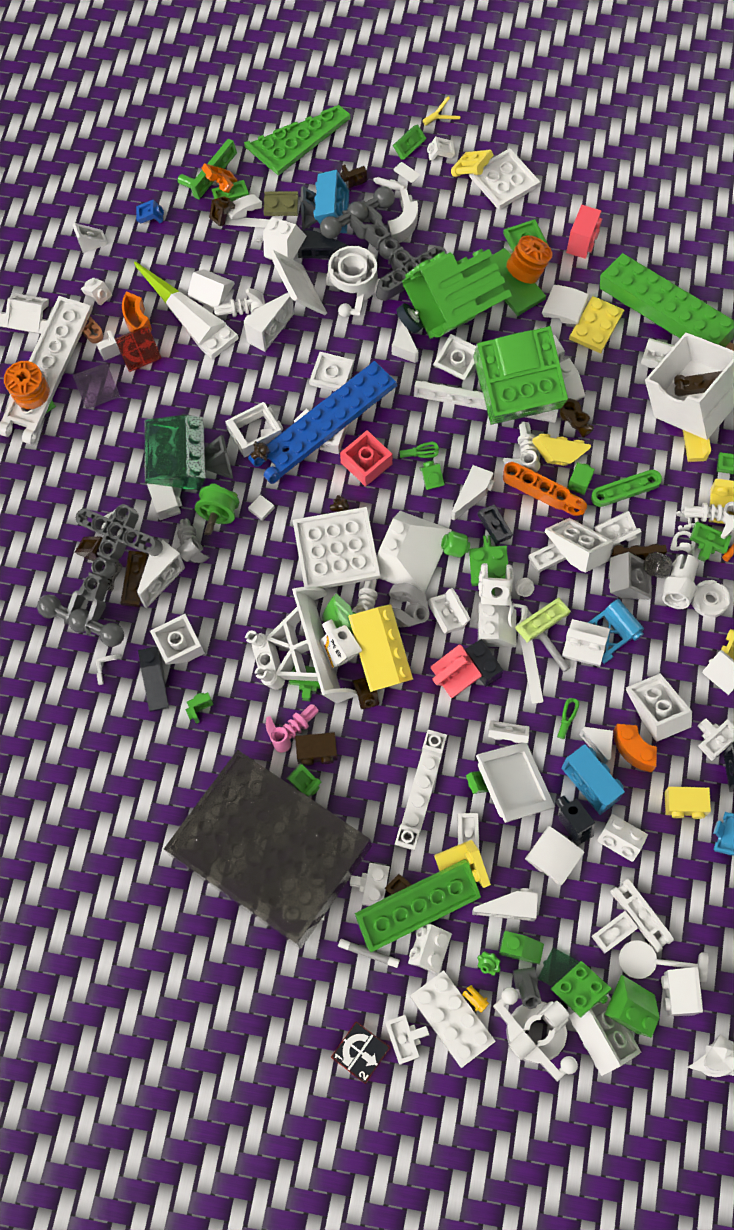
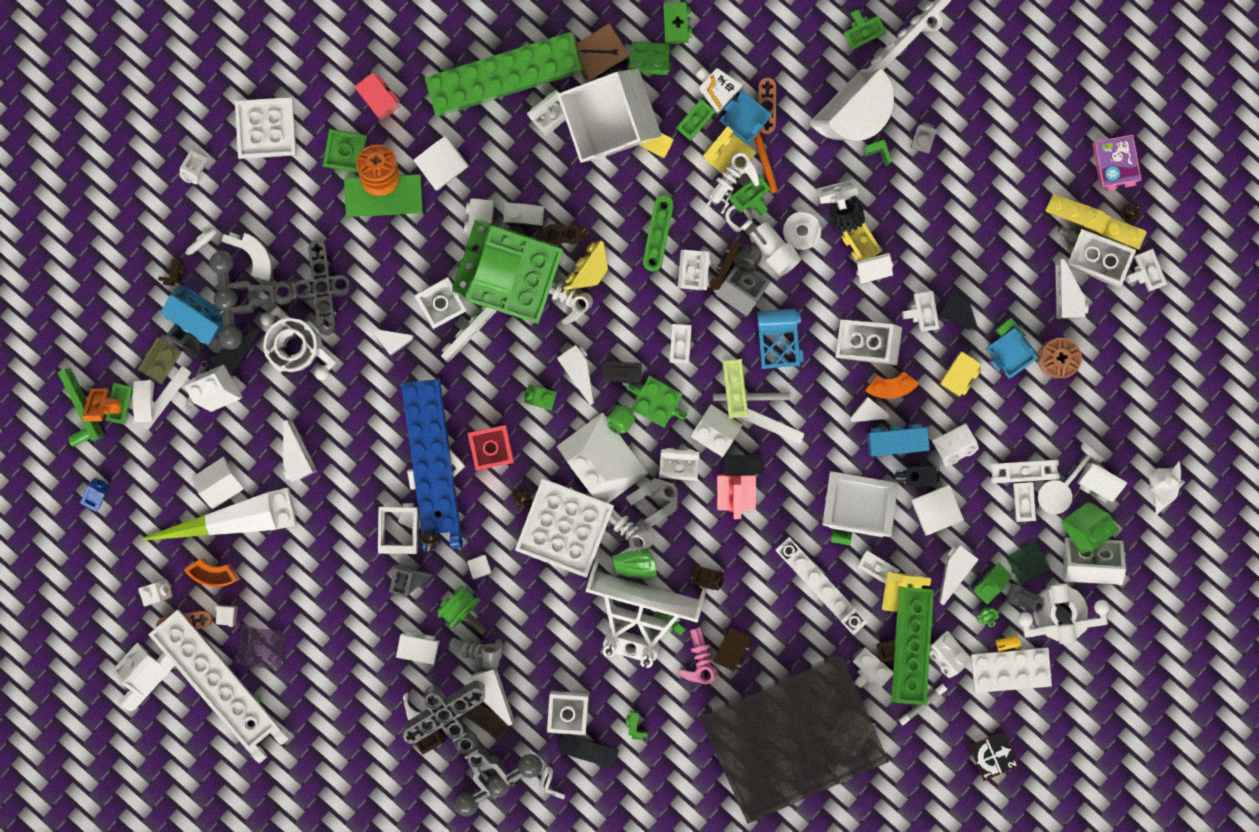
camera: 65 degrees left, 20 degrees up
(26, 384) = (235, 703): orange wheel -> none
(89, 237) = (90, 567): white slope -> none
(138, 348) = (250, 590): clear red tile -> none
(175, 451) = (382, 616): clear green slope -> none
(219, 210) = (135, 424): dark brown bracket -> none
(254, 301) = (263, 452): white piece -> none
(295, 140) = (93, 308): bright green wing -> none
(297, 282) = (272, 403): white piece -> none
(304, 781) = (754, 675): bright green bracket -> none
(331, 371) = (380, 424): white plate -> none
(338, 644) = (659, 581): white torso -> none
(381, 647) = (682, 547): light yellow slope -> none
(405, 1038) = (1004, 715): white hinge -> none
(406, 172) = (196, 215): white sticker -> none
(409, 142) = (165, 193): bright green plate -> none
(409, 318) = (370, 319): black wheel -> none
(418, 451) = (507, 398): bright green piece -> none
(435, 115) = (148, 145): light yellow plant -> none
(453, 291) = (382, 270): bright green piece -> none
(472, 163) = (227, 146): light yellow plate -> none
(487, 584) = (693, 409): white piece -> none
(508, 731) = (814, 481): white plate -> none
(523, 614) = (700, 408): white piece -> none
(524, 587) = (695, 384): white plate -> none
(534, 489) = (640, 290): orange piece -> none
(566, 723) = (835, 428): bright green piece -> none
(580, 544) = (687, 313): white slope -> none
(581, 478) = (624, 267): bright green brick -> none
(581, 989) = (1053, 560): bright green hinge -> none
(585, 642) = (777, 366): white bracket -> none
(596, 324) = (478, 146): light yellow plate -> none
(697, 383) = (607, 109): dark brown plate -> none

